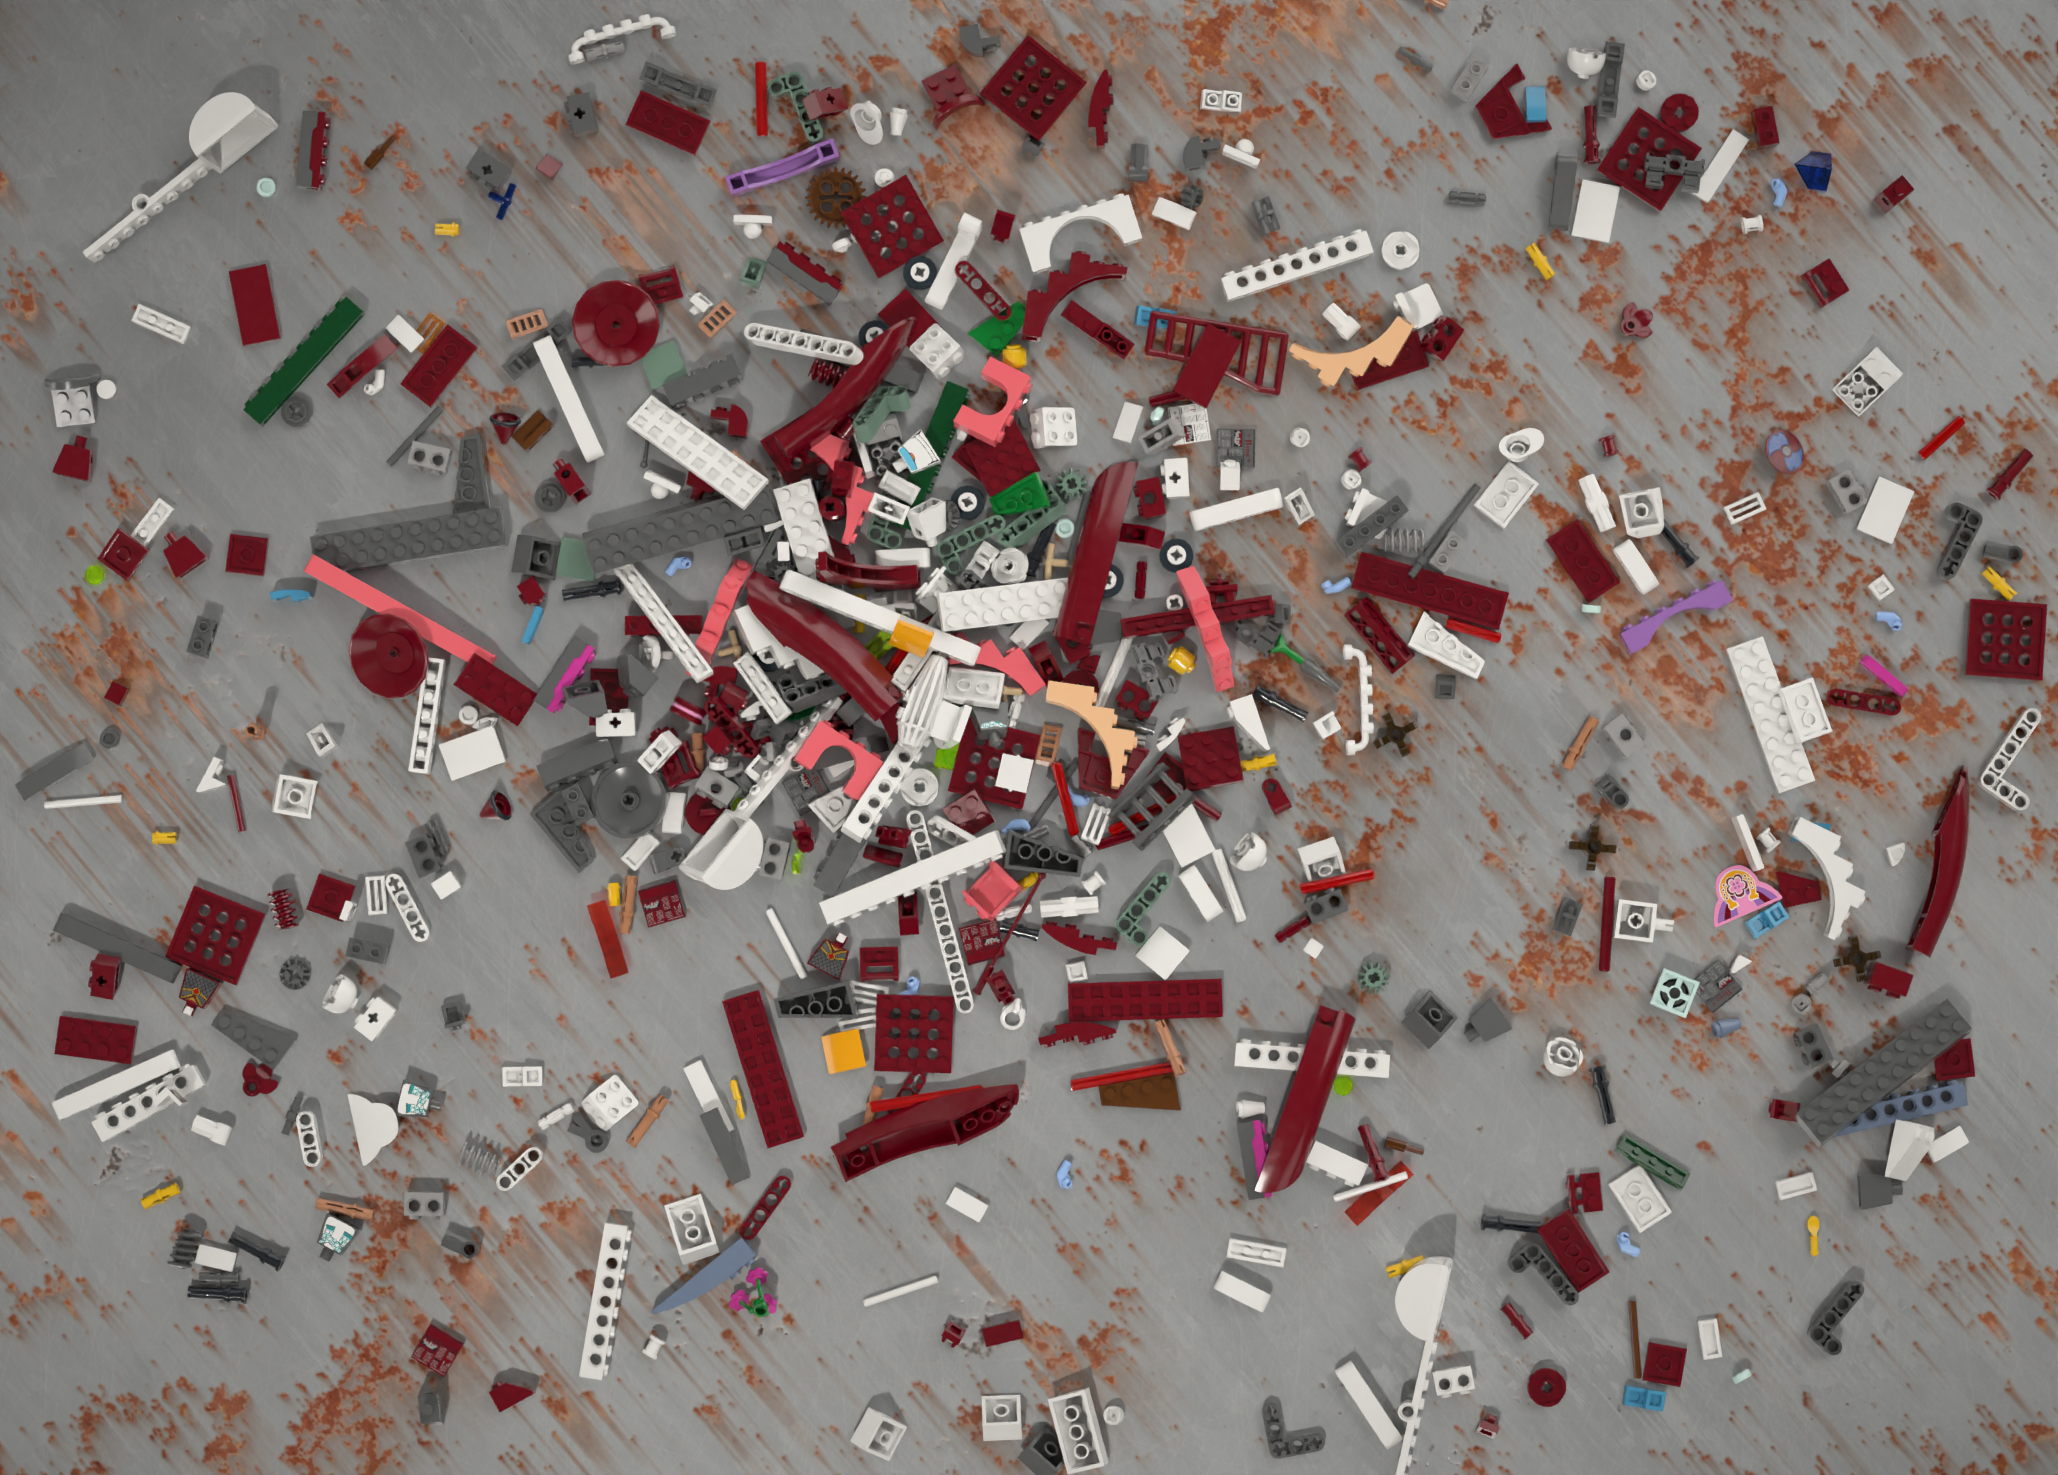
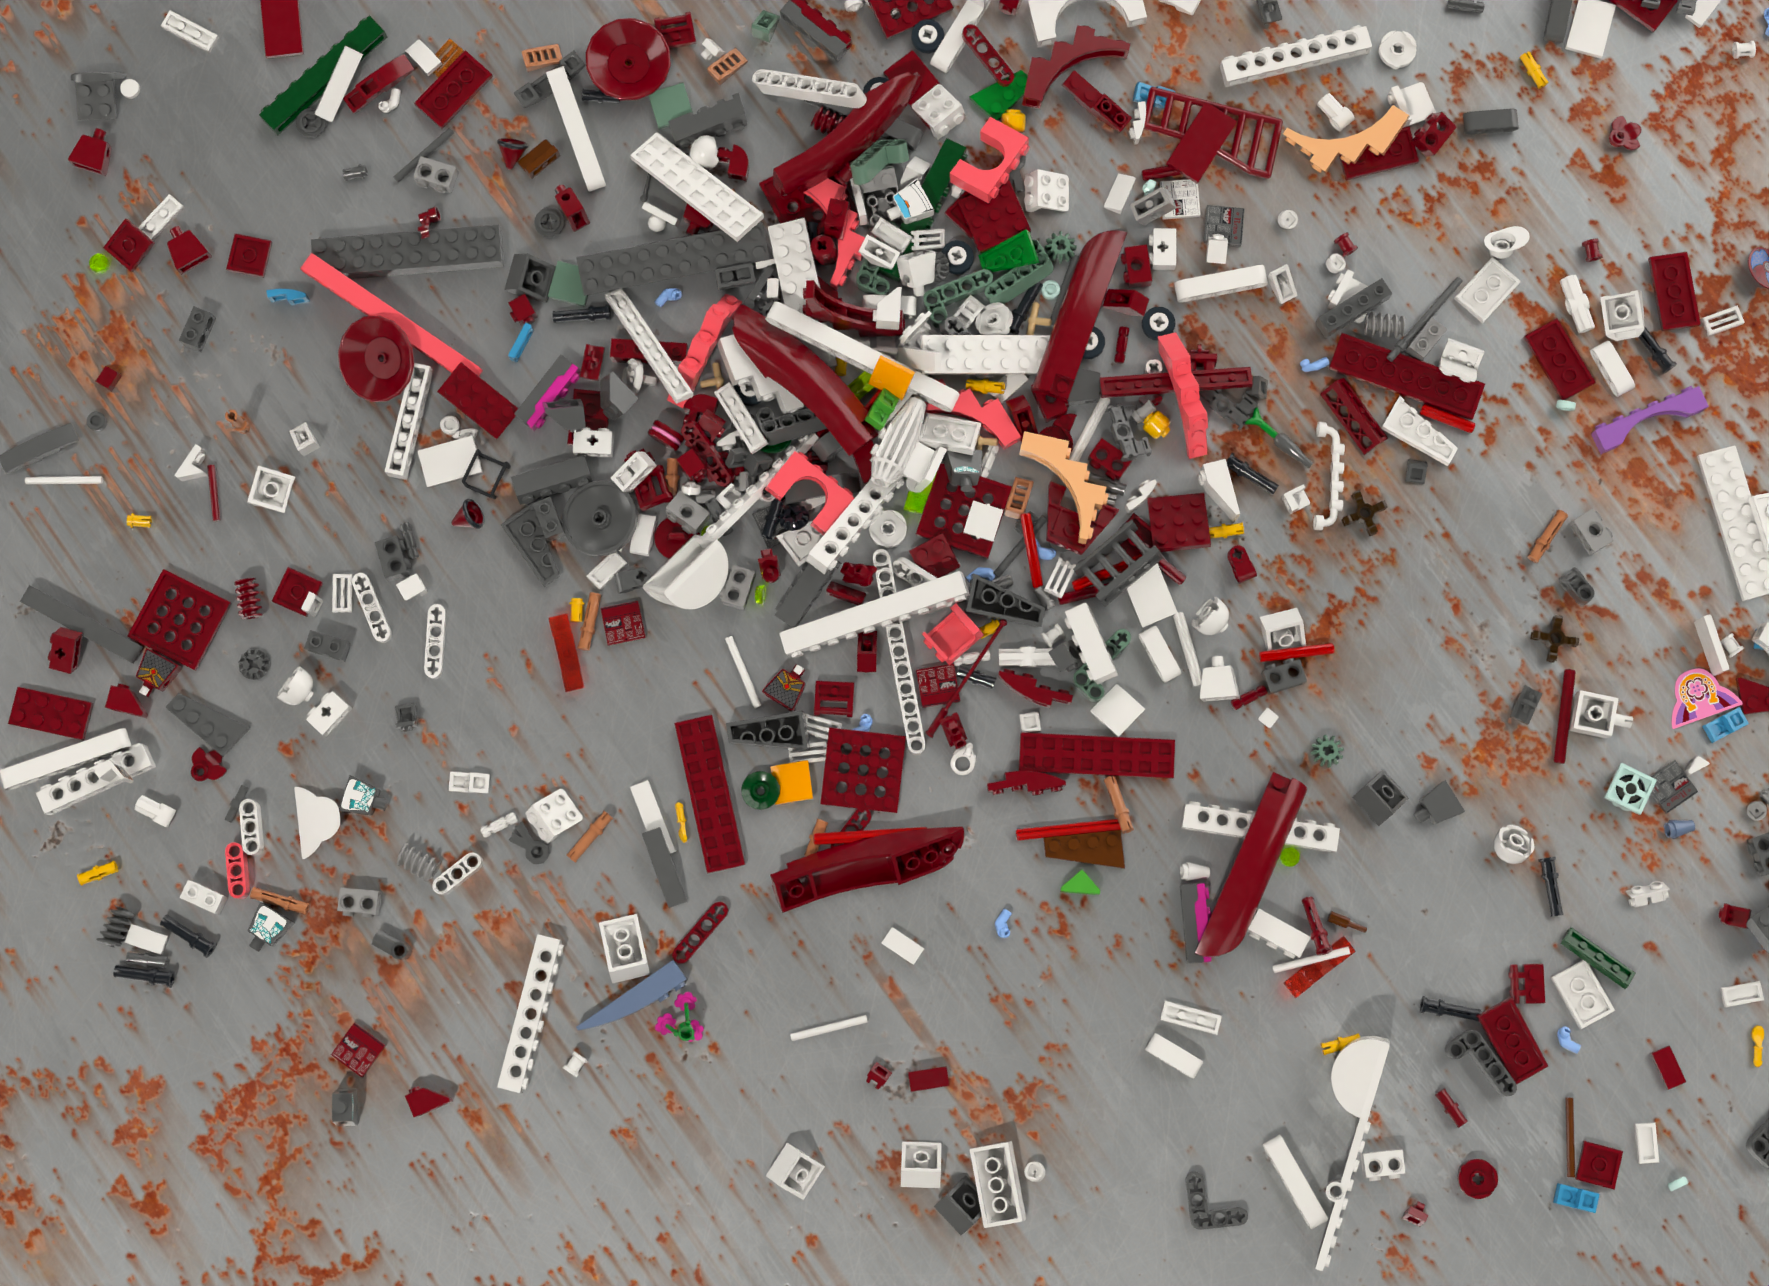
camera: 10 degrees right, 5 degrees down
(169, 1022) = (124, 701): none -> dark red slope
(269, 1212) = (203, 897): none -> white brick
(306, 1191) = (243, 878): none -> coral beam
(321, 371) = (338, 84): none -> white tile
(347, 460) = (355, 172): none -> dark grey pin
(424, 503) = (426, 218): none -> dark red brick
(470, 937) = (435, 641): none -> white beam
(472, 482) = (475, 197): dark grey wing -> none
(529, 753) = (505, 465): none -> black piece
(607, 640) = (592, 362): none -> dark red hips
(702, 414) = (704, 152): none -> white hair
(802, 788) = (772, 519): none -> black pin
(803, 1064) = (760, 780): none -> dark green dish
(831, 781) = (788, 522): none -> black gear
(902, 568) = (888, 311): none -> white slope
(903, 670) = (881, 409): none -> bright green slope
(917, 418) = (914, 170): none -> white slope
(925, 490) = (916, 239): none -> white tile
(937, 618) = (920, 359): none -> white tile
(1006, 634) = (985, 386): none -> yellow pin
(1110, 903) = (1066, 656): none -> dark grey brick
(1130, 891) = (1091, 643): none -> white wedge
(1138, 1130) = (1081, 885): none -> bright green slope
(1141, 353) = (1137, 126): none -> white slope
(1165, 651) = (1143, 411): none -> light grey pin
(1261, 917) = (1218, 682): none -> white torso
(1482, 572) = (1460, 360): none -> white bracket
(1499, 319) = (1490, 121): none -> dark grey beam
(1689, 1096) = (1656, 891): none -> white hinge
(1694, 482) = (1674, 291): none -> dark red plate
(1727, 1263) = (1668, 1067): none -> dark red tile

